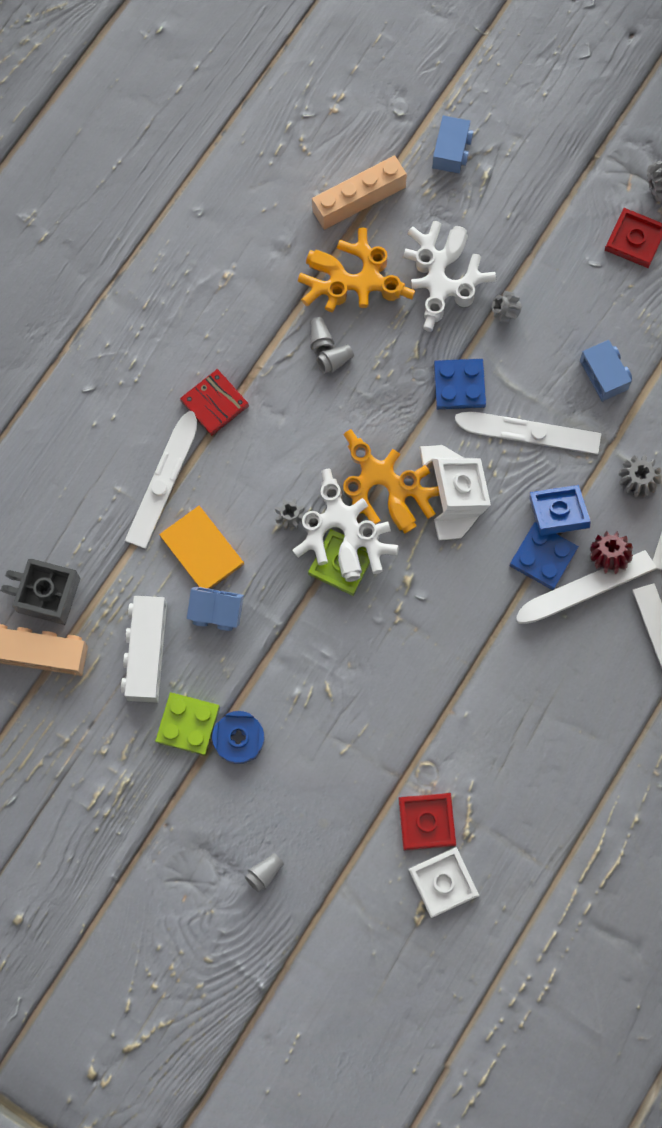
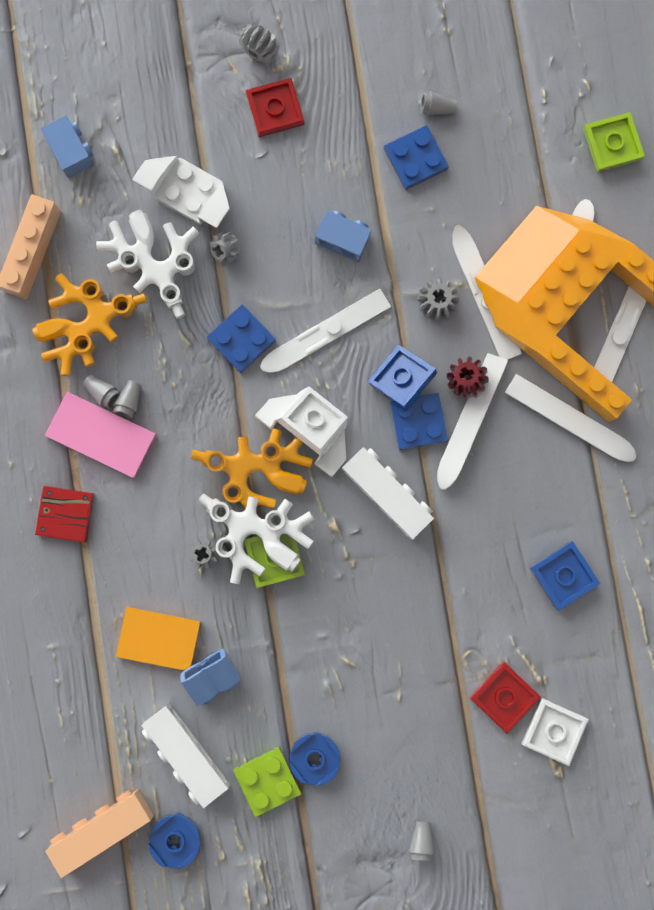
camera: 50 degrees left, 10 degrees up
(38, 578) = (57, 792): dark grey hinge -> none
(70, 695) = (174, 856): none -> blue plate
(163, 481) = (80, 611): white piece -> none
(292, 368) = (100, 434): none -> bright pink tile
(471, 587) = (387, 493): none -> white brick
(512, 240) = (184, 189): none -> white piece
(557, 768) = (565, 575): none -> blue plate

